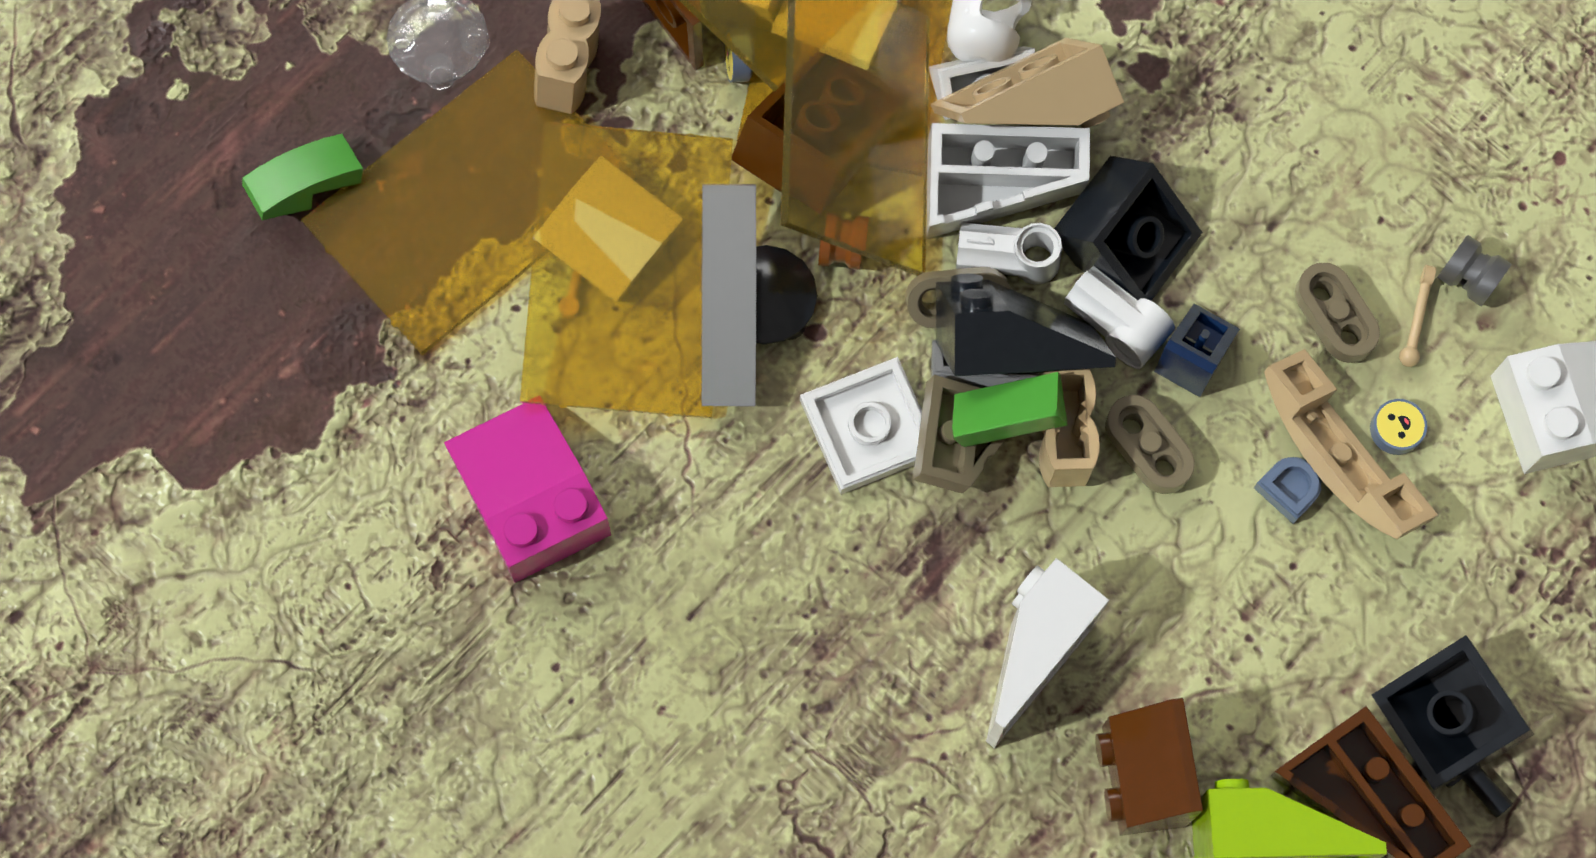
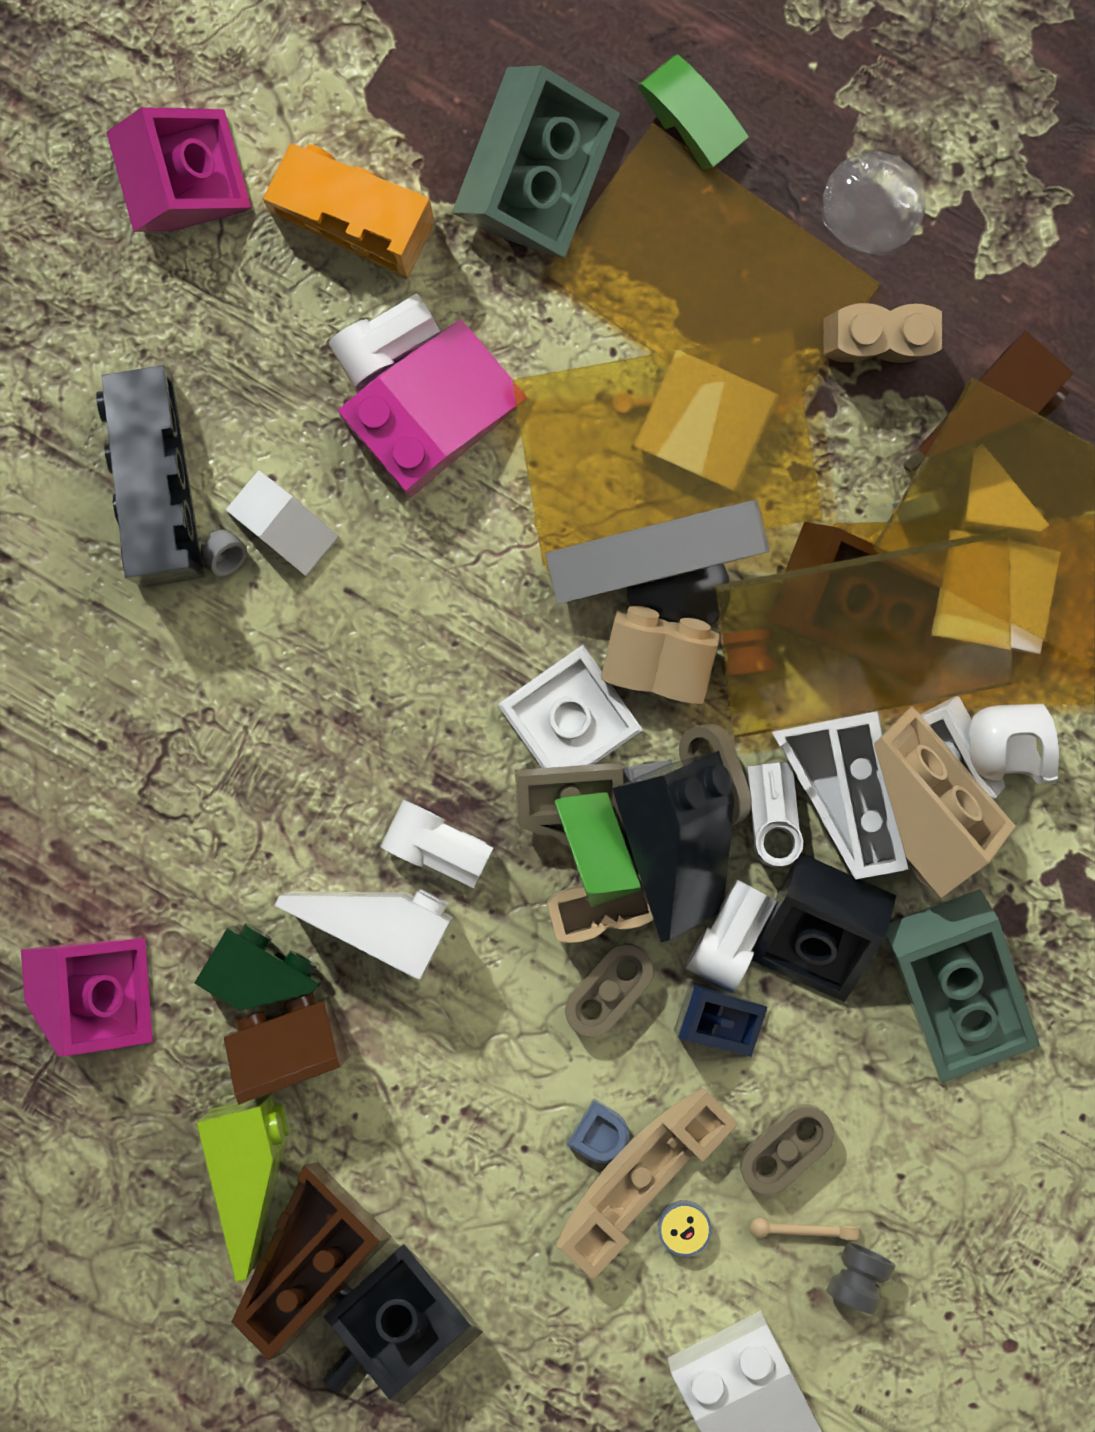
camera: 80 degrees right, 15 degrees up
(211, 686) = (177, 168): none -> dark pink slope
(305, 515) = (351, 208): none -> light orange wedge
(307, 331) = (536, 160): none -> sand green slope
(449, 529) = (375, 345): none -> white piece
(525, 781) = (149, 477): none -> wedge
(603, 663) = (282, 523): none -> white slope
(621, 728) = (231, 559): none -> light grey hinge
(829, 319) = (660, 655): none -> tan brick
(962, 589) = (426, 840): none -> white piece
(1066, 791) = (252, 973): none -> dark green slope
(1207, 118) = (962, 985): none -> sand green slope

